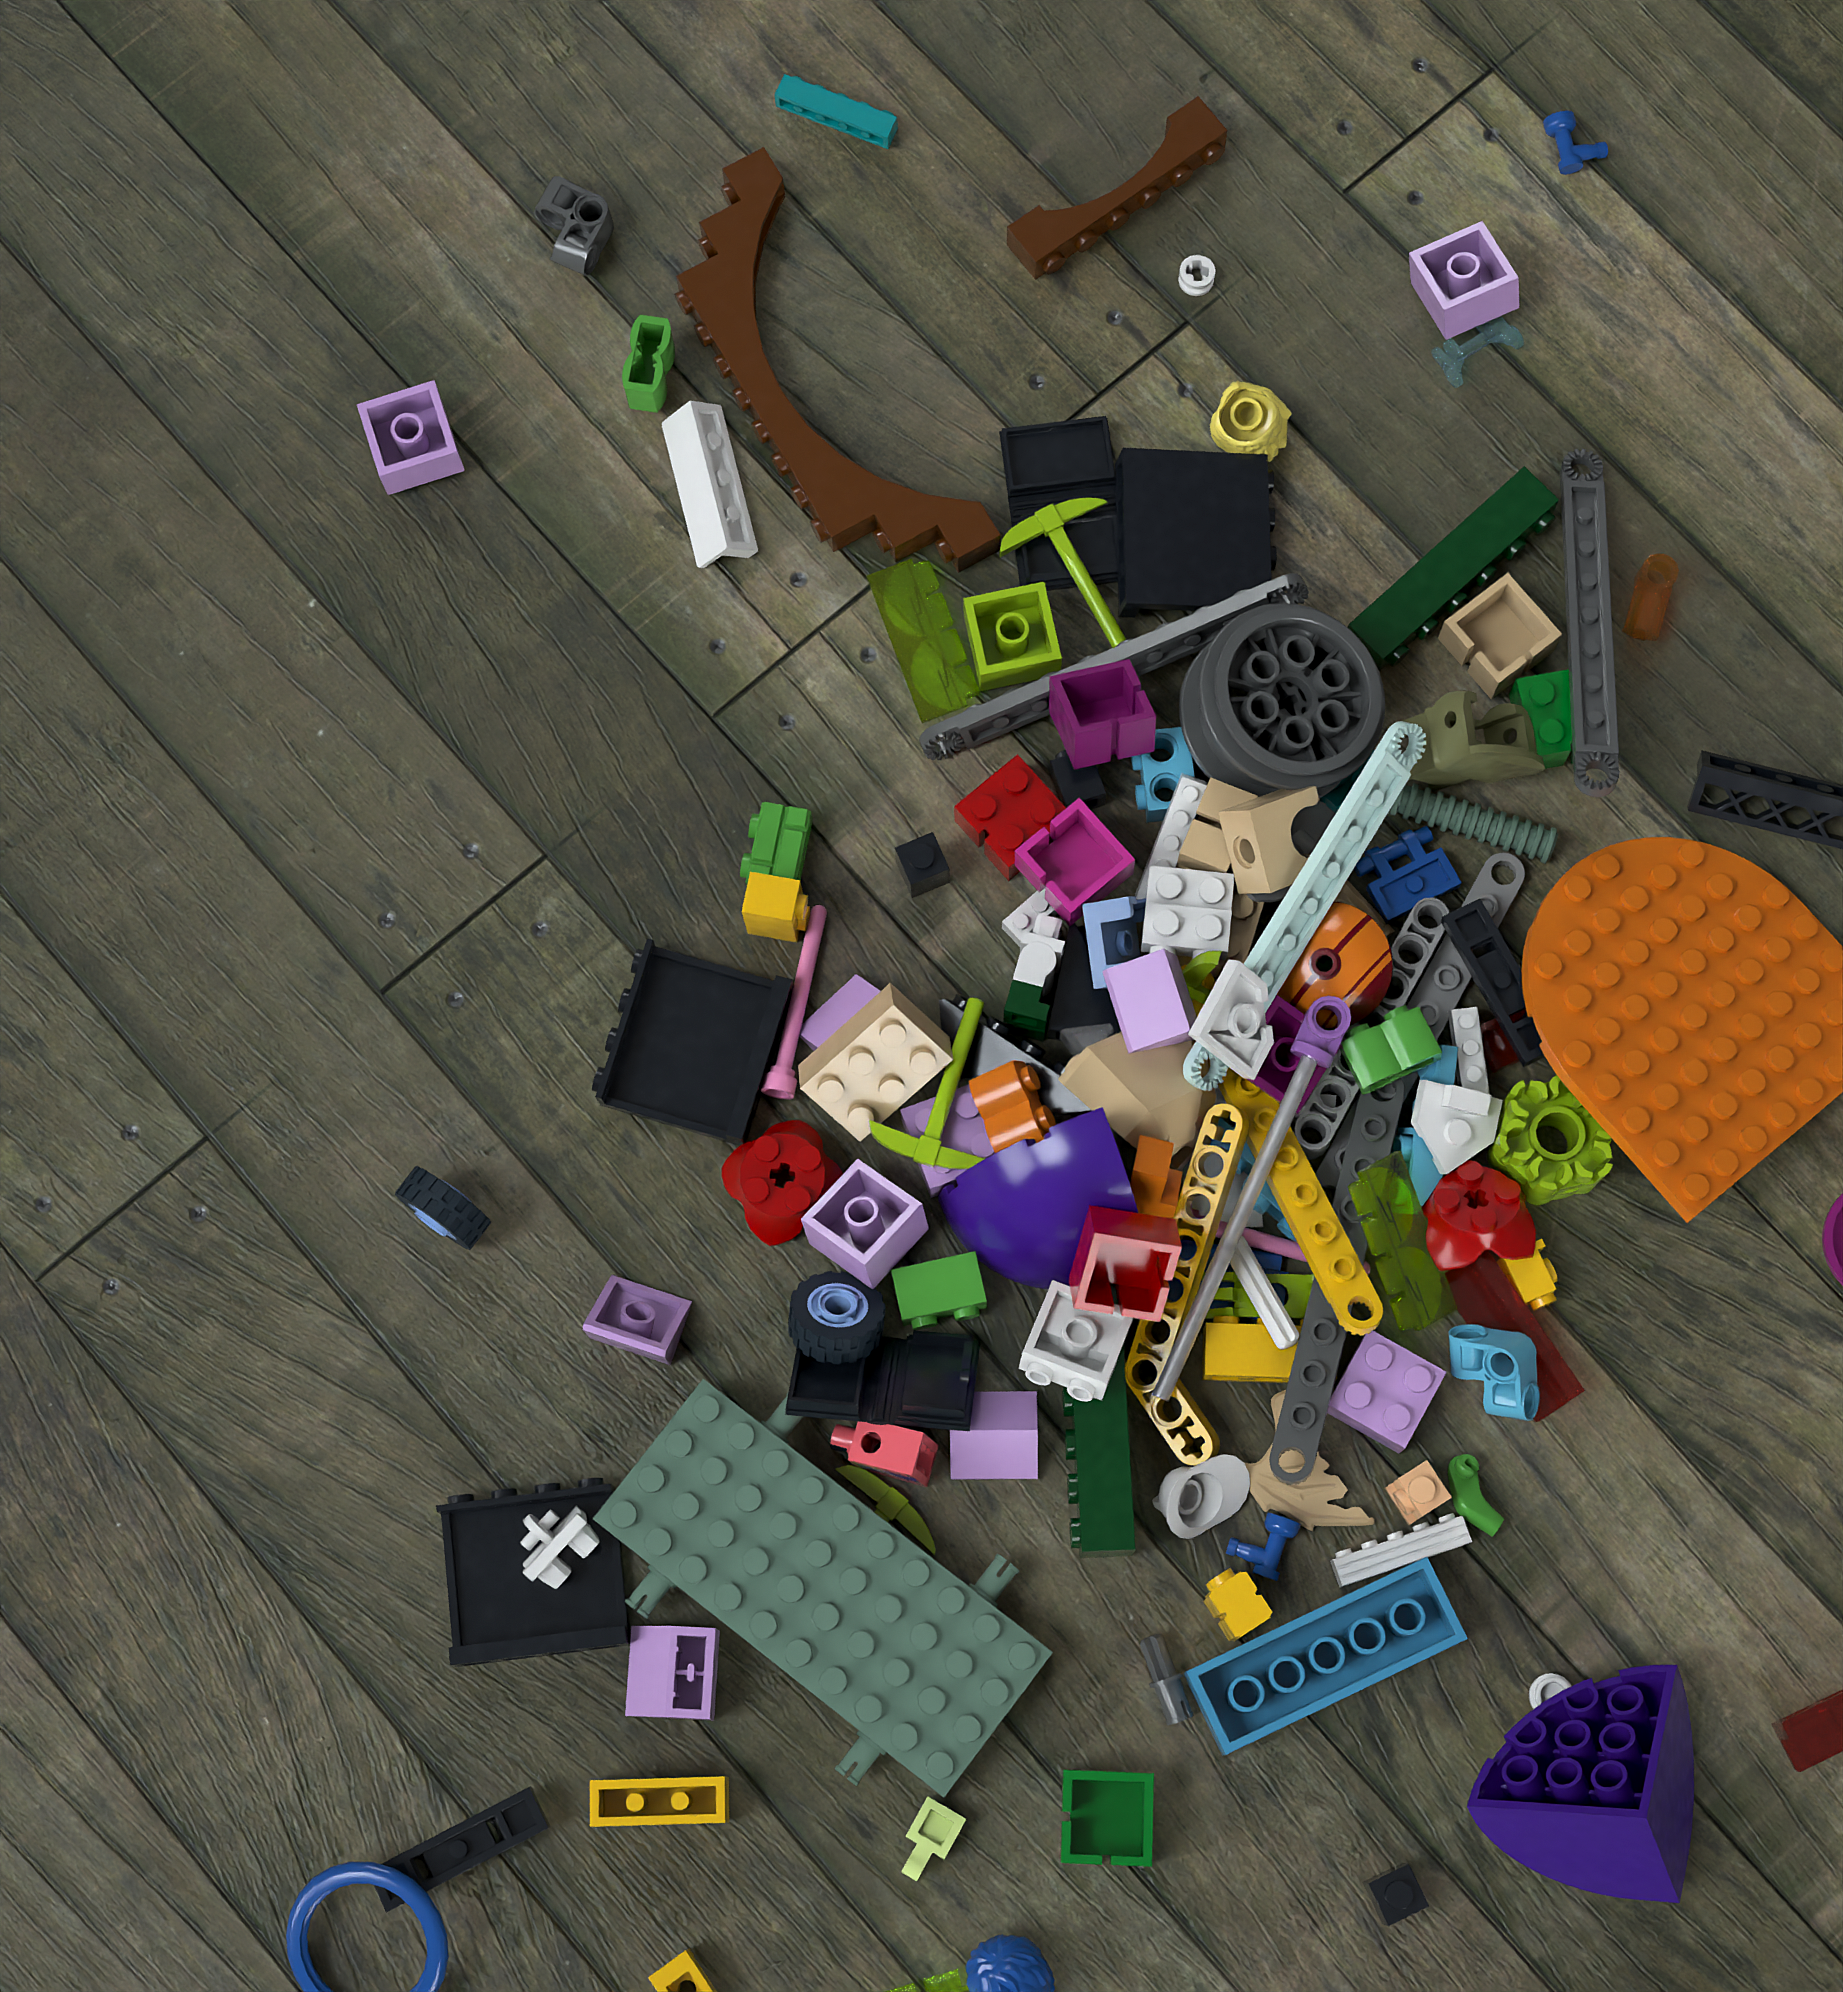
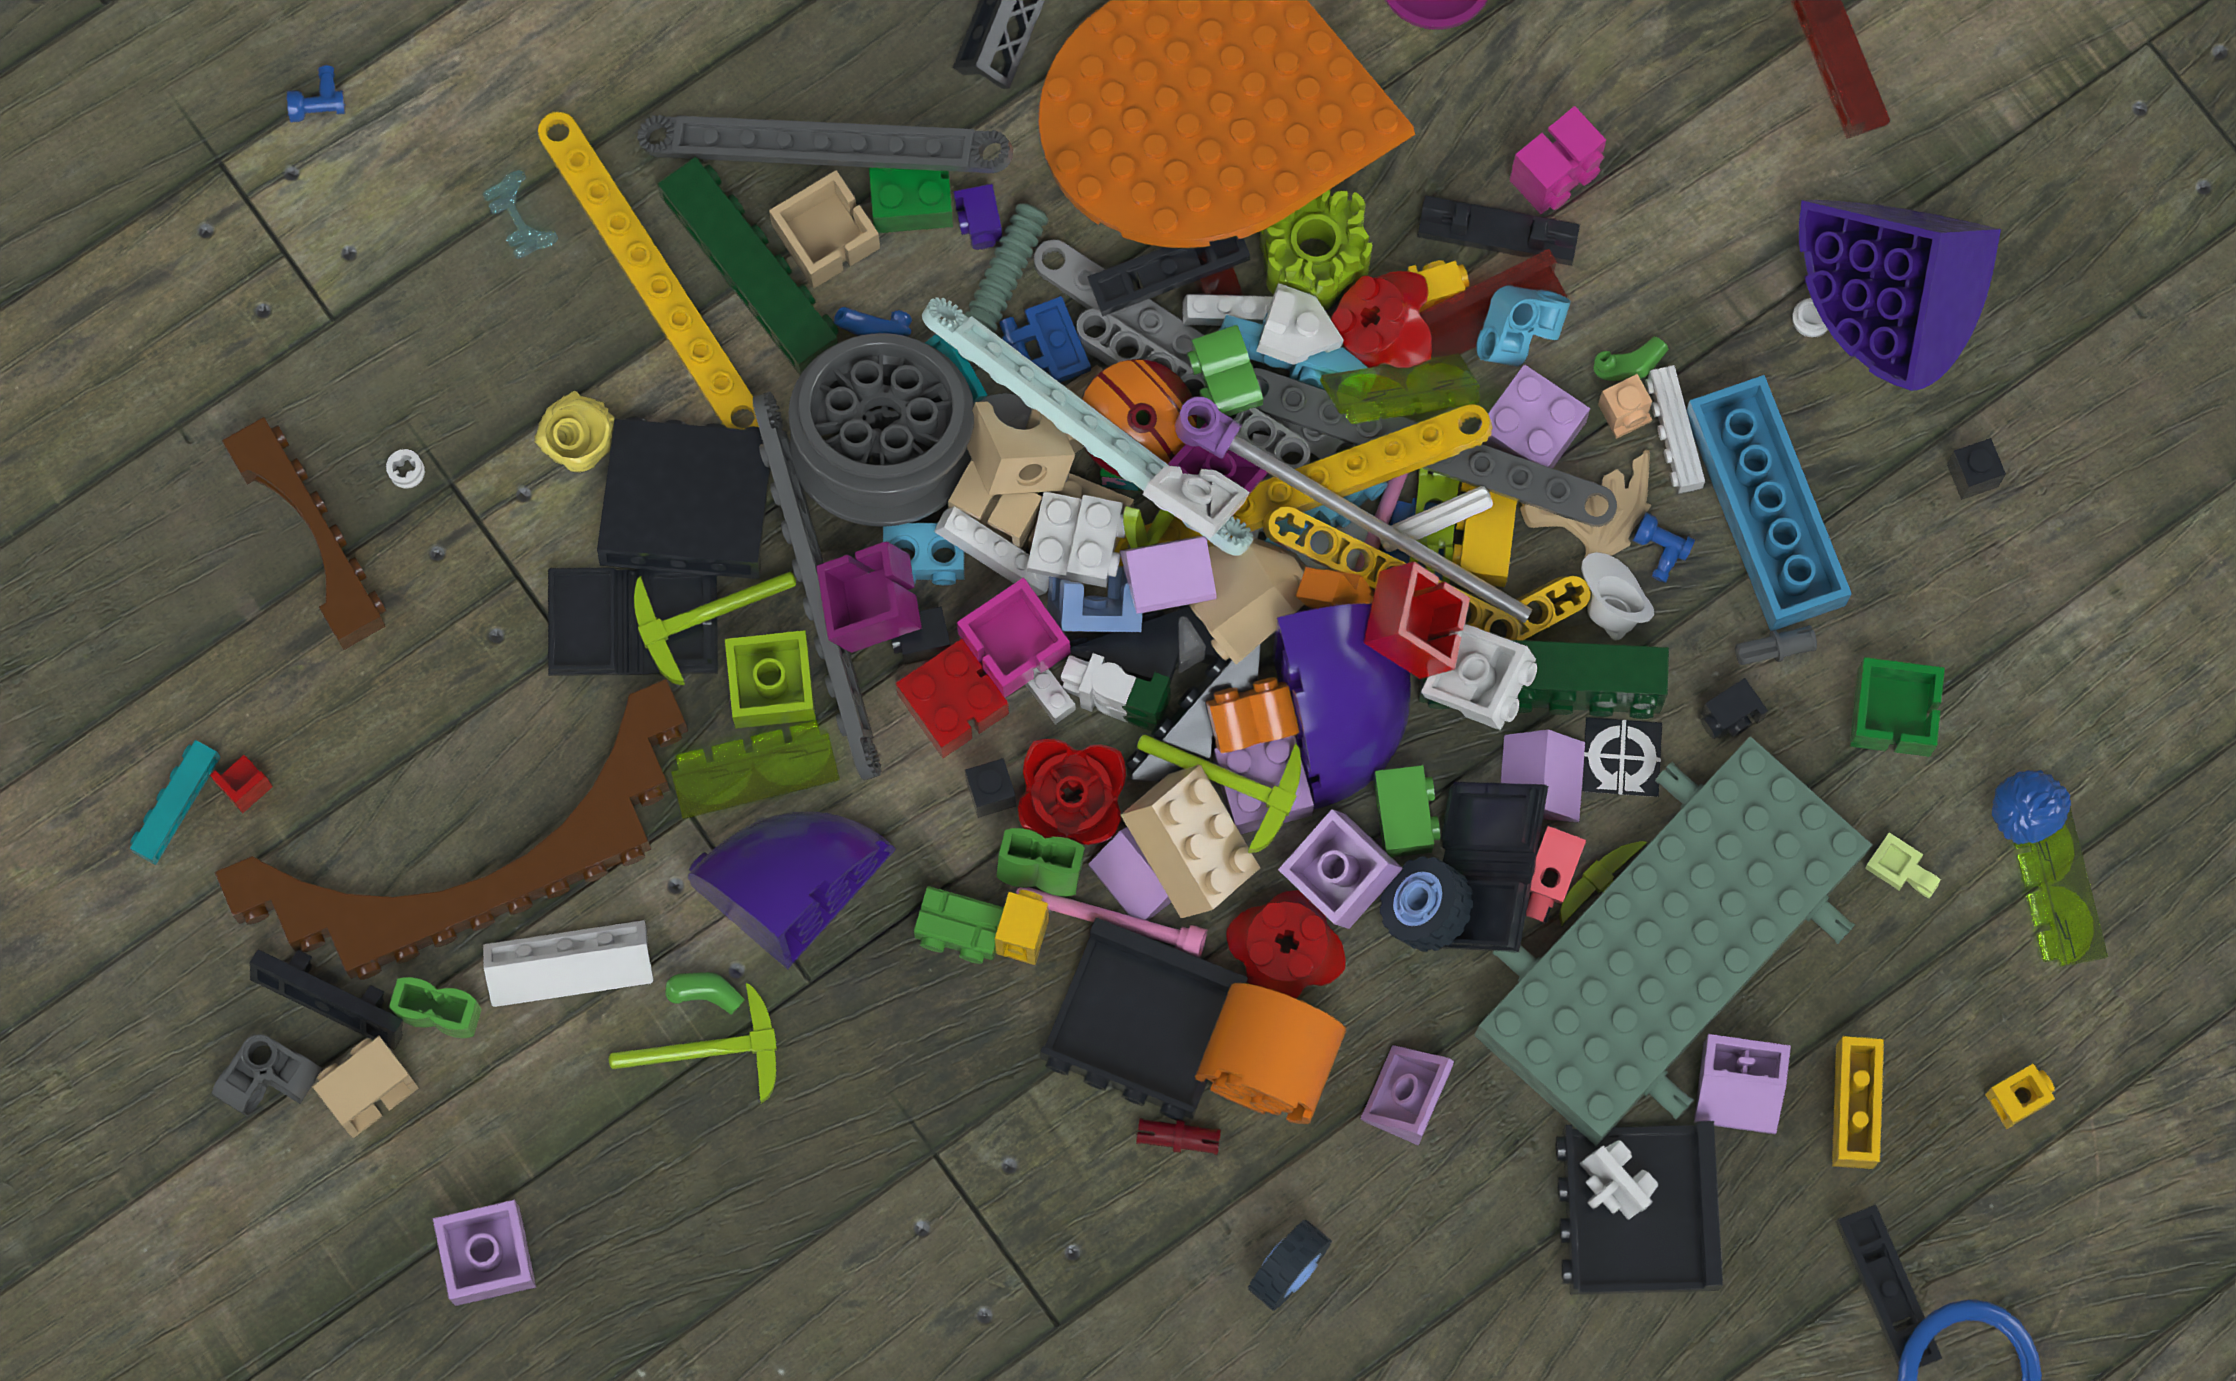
camera: 90 degrees left, 0 degrees up
(558, 299) = (360, 1082): none -> tan piece
(577, 1090) = (1178, 1136): none -> dark red pin
(645, 675) = (760, 1042): none -> lime piece
(657, 1165) = (1271, 1052): none -> orange brick
(669, 236) = (323, 998): none -> black hinge
(695, 614) = (703, 987): none -> bright green arm
(802, 671) = (789, 876): none -> dark purple brick
(846, 912) = (1034, 861): none -> bright green brick
(857, 165) = (242, 783): none -> red panel
(902, 919) = (1055, 766): none -> red brick
(1027, 1520) = (1622, 757): none -> sticker
(1085, 1634) = (1732, 711): none -> black brick
(1236, 1604) = (1718, 572): yellow brick -> none
(1403, 689) = (863, 324): none -> blue arm
(1437, 474) = (647, 270): none -> yellow plate
(1457, 756) = (934, 262): olive piece -> none
(1464, 280) = (456, 214): lavender brick -> none
(1539, 793) = (979, 216): none -> dark purple brick
(1603, 1340) = (1497, 230): none -> black hinge
(1650, 599) = (802, 92): clear orange piece -> none
(1678, 1393) = (1549, 170): none -> dark pink piece

